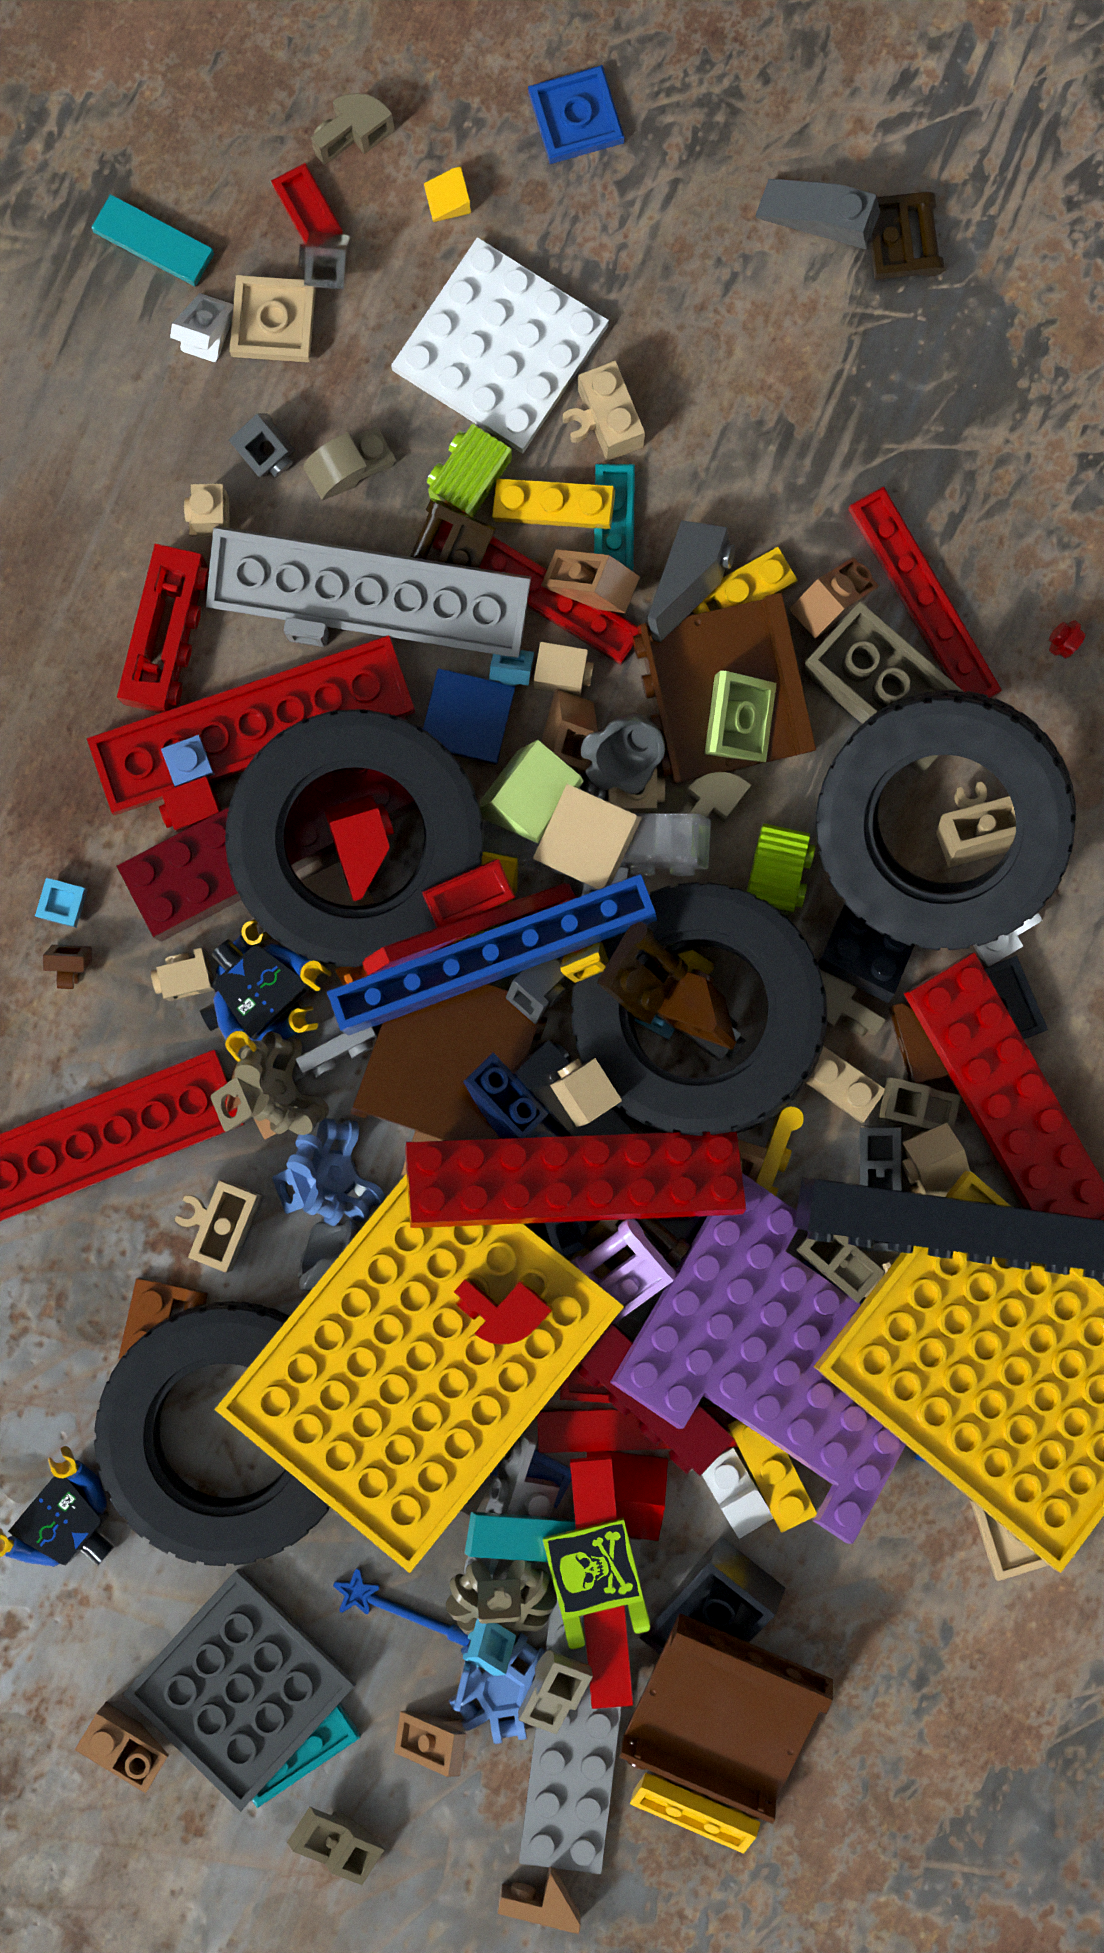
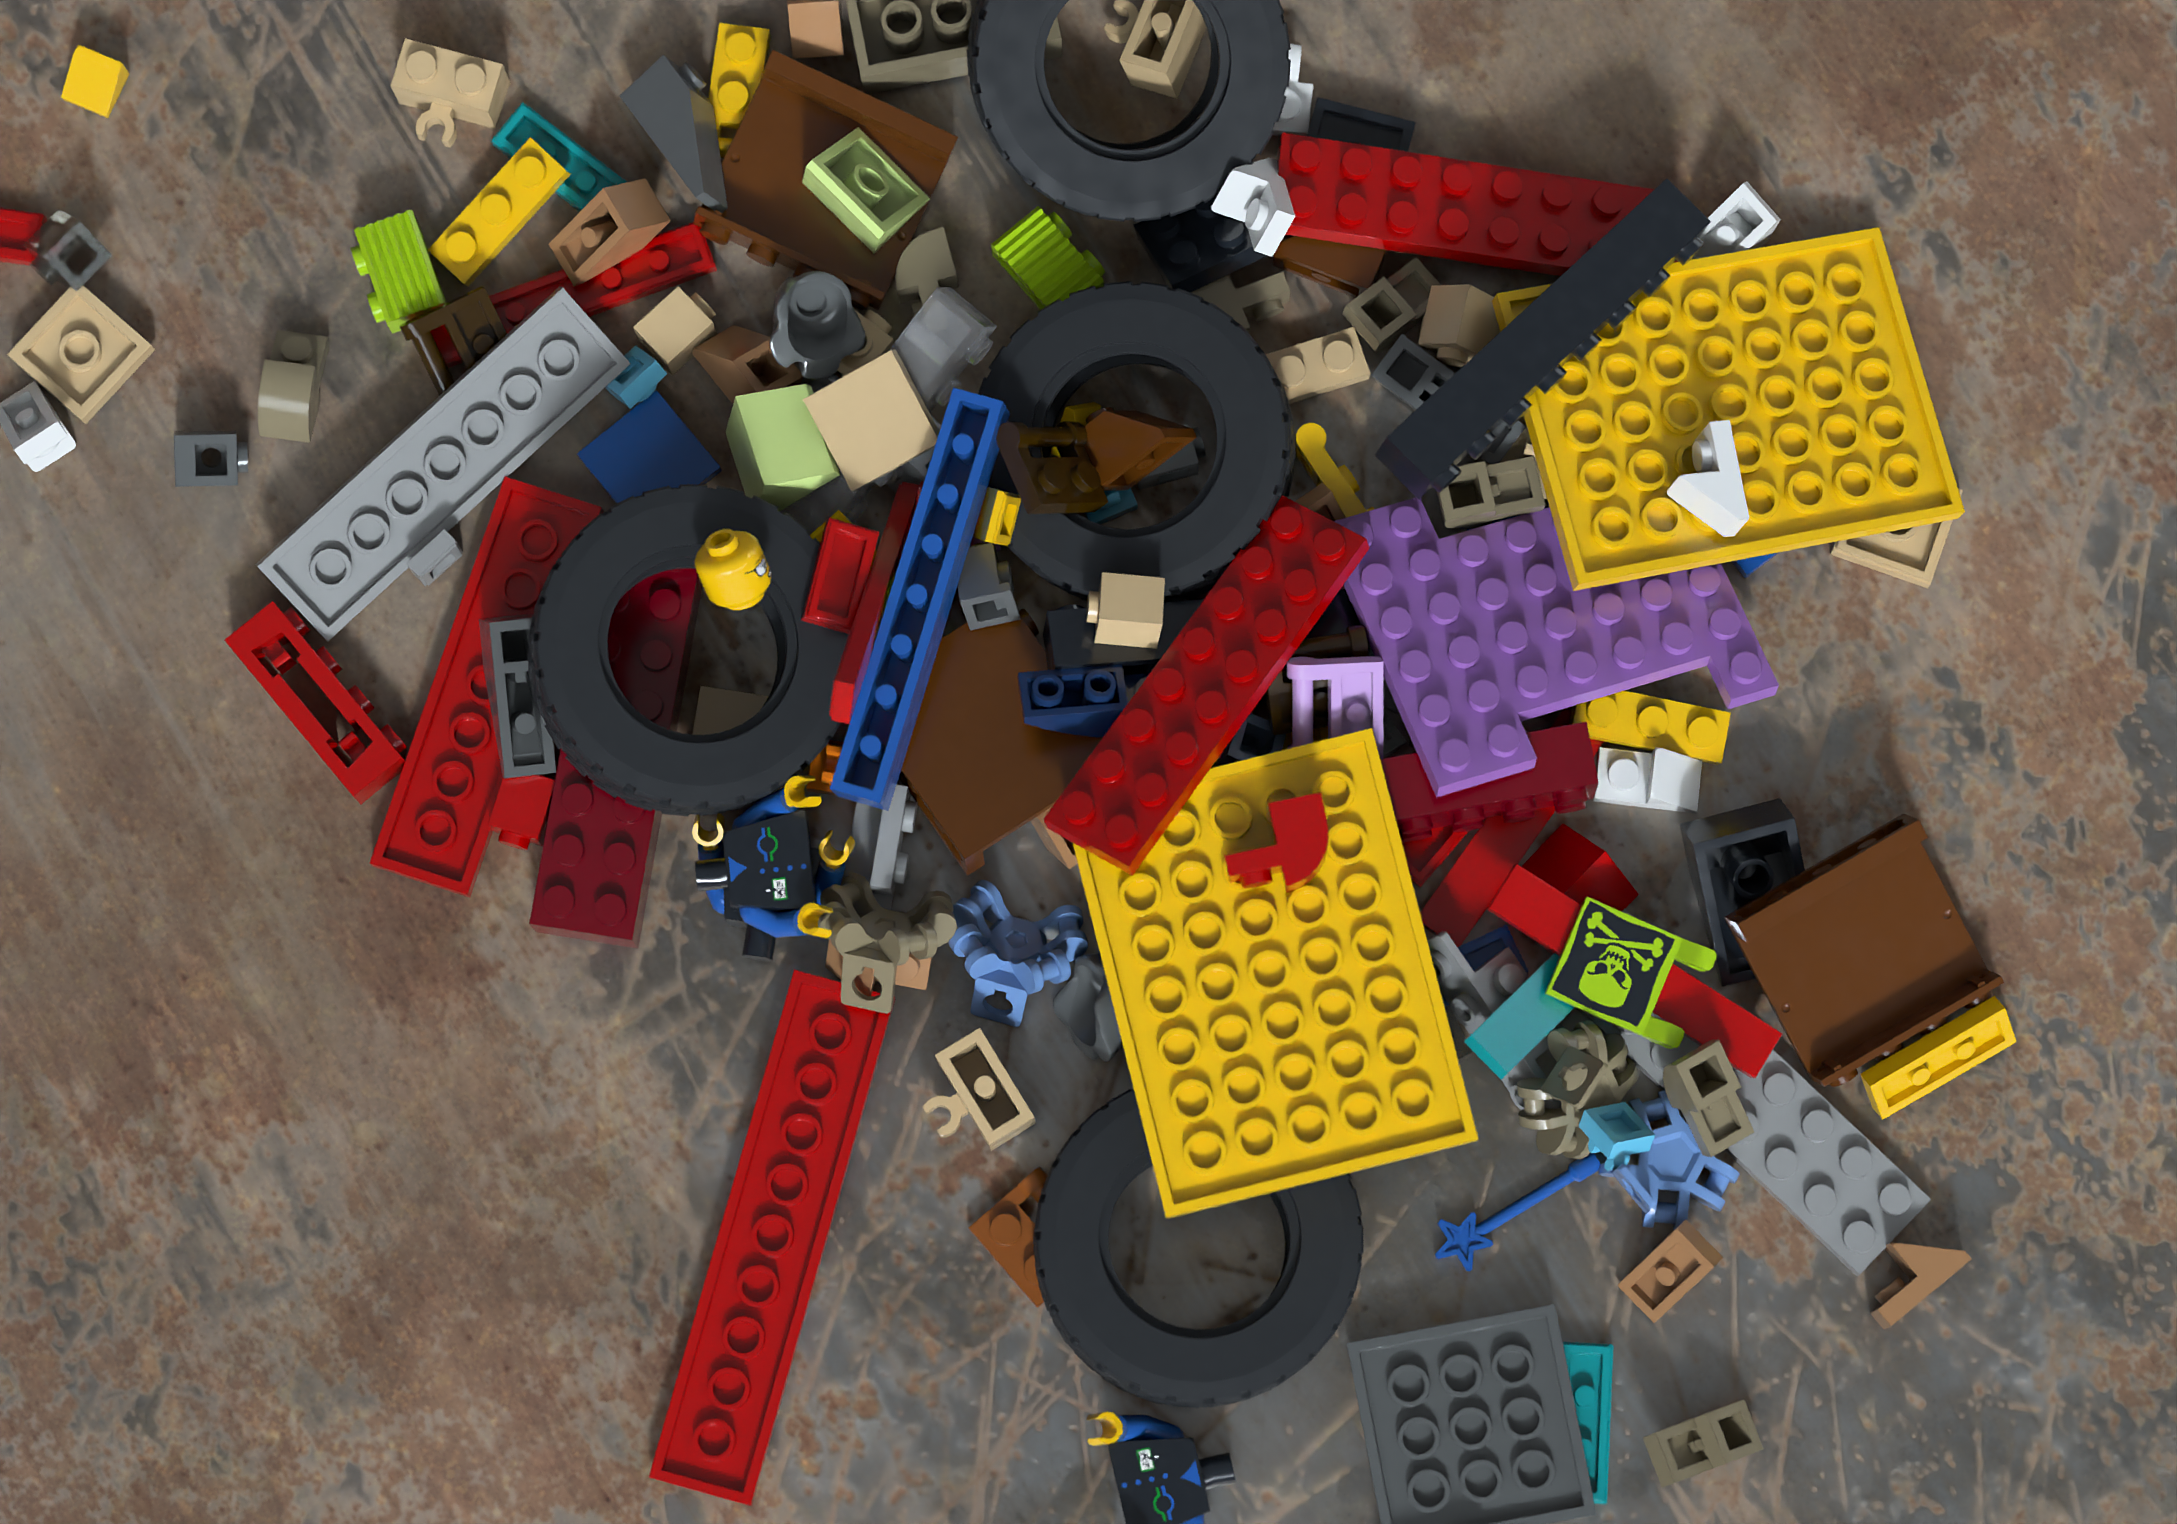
camera: 50 degrees left, 5 degrees down
(61, 902) = (519, 1017): medium azure plate -> none
(68, 962) = (586, 1054): reddish brown tile -> none
(183, 976) = (694, 945): tan brick -> none
(187, 761) = (474, 775): medium blue plate -> none
(206, 509) = (228, 565): tan brick -> none
(226, 769) = (519, 730): none -> dark grey slope
(360, 840) = (701, 650): red slope -> none
(414, 825) = (733, 569): none -> yellow head
(500, 345) = (291, 145): white plate -> none
(919, 973) = (1260, 200): none -> white slope
(949, 1414) = (1717, 491): none -> white slope

